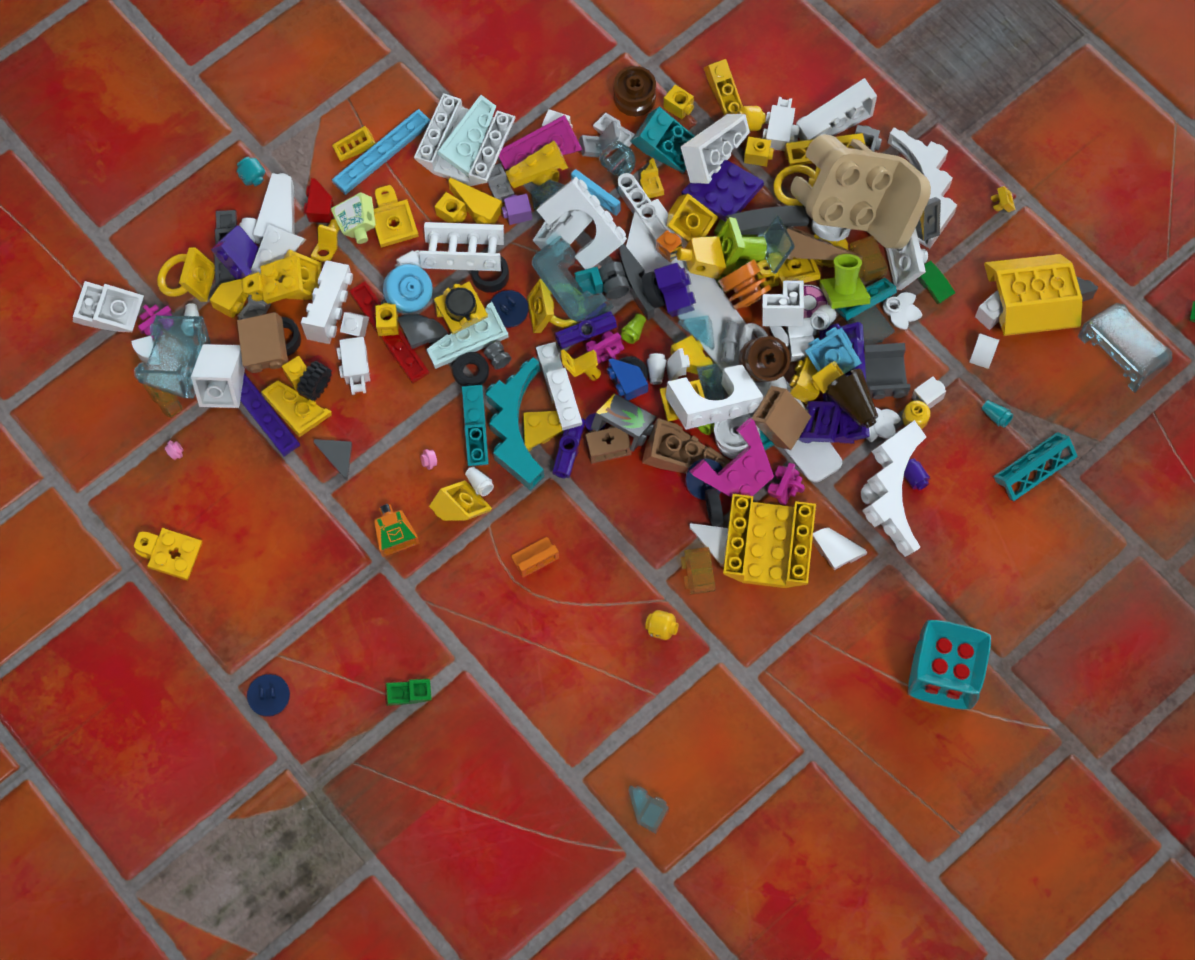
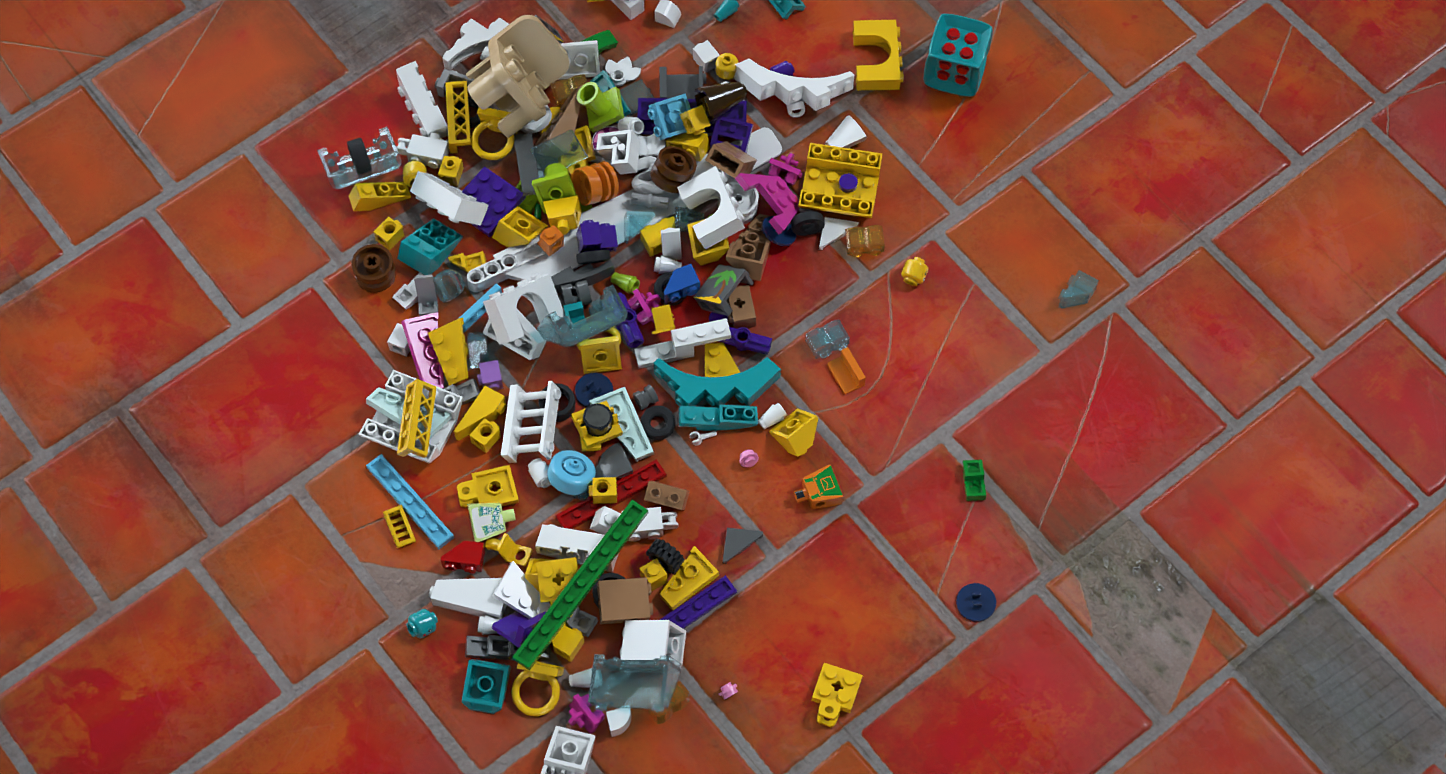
camera: 90 degrees left, 5 degrees down
(189, 230) = (485, 686): none -> teal slope
(270, 295) = (580, 585): none -> green plate
(383, 379) = (666, 495): none -> medium nougat brick
(453, 130) = (410, 416): none -> yellow fence
(455, 412) = (701, 437): none -> white hand
(573, 534) = (827, 339): none -> clear light blue brick
(749, 62) = (382, 156): none -> clear light blue windscreen
(755, 56) = (359, 156): none -> black tyre
(769, 549) = (848, 183): none -> dark purple tile
(926, 594) = (881, 34): none -> yellow arch

